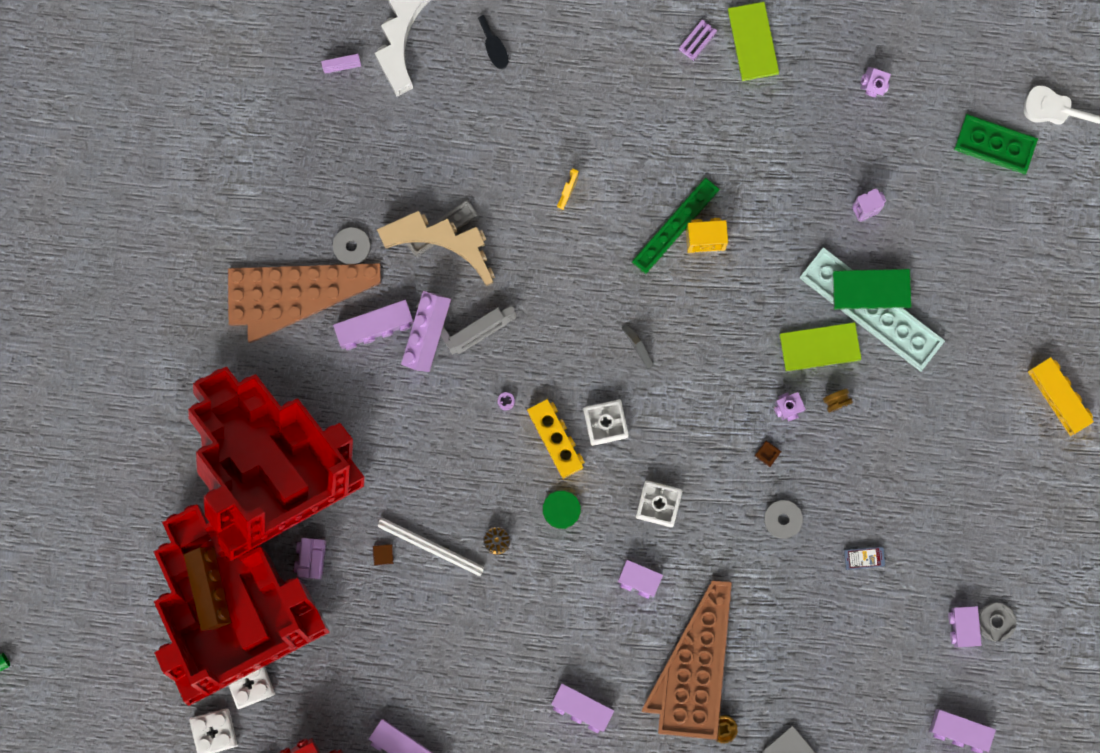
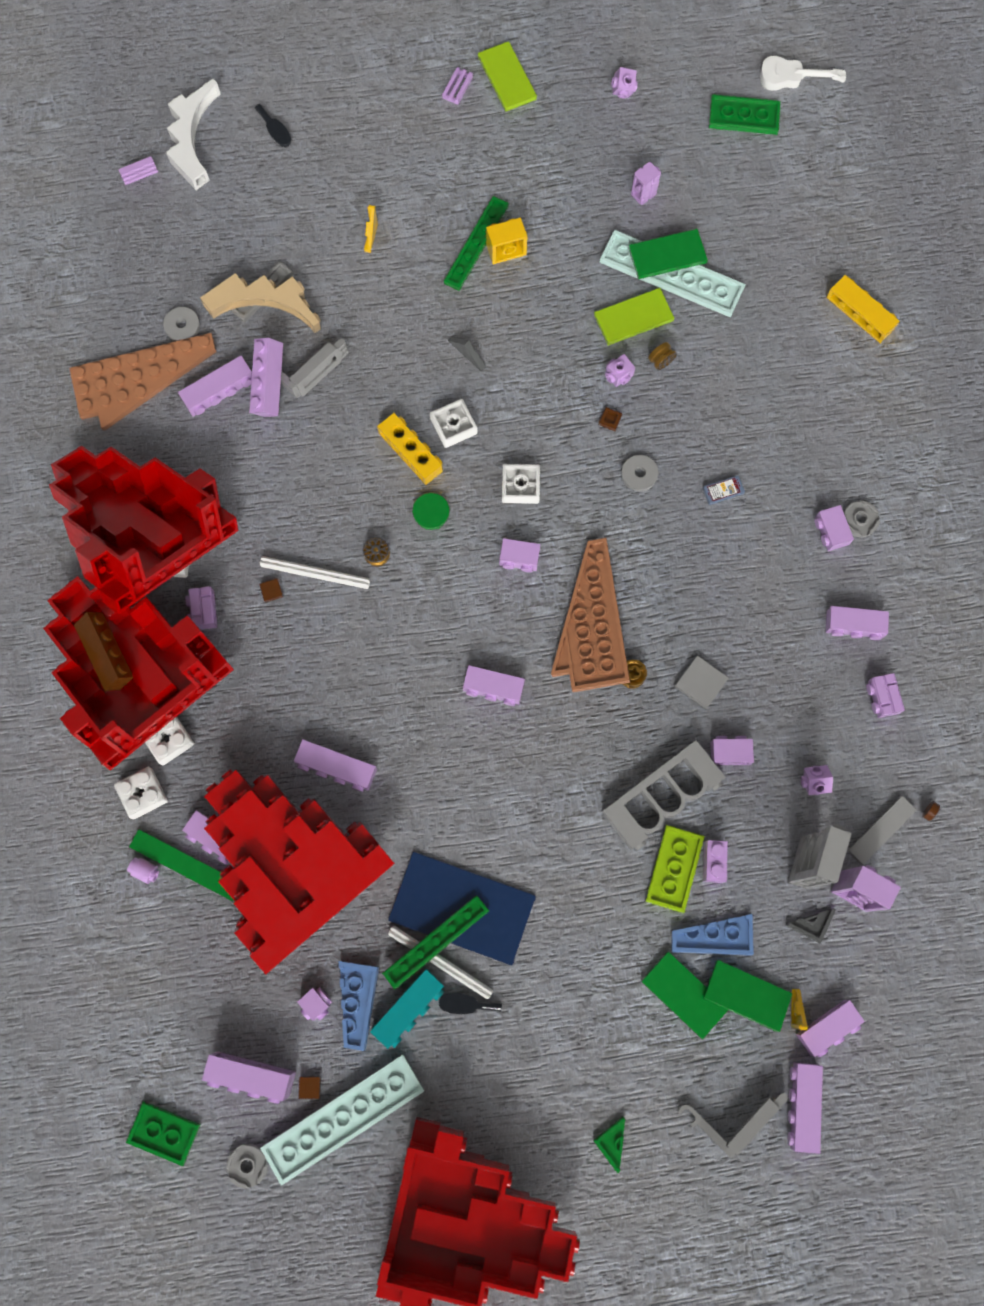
camera: 15 degrees left, 5 degrees down
(504, 395) = (359, 431): lavender bush -> none

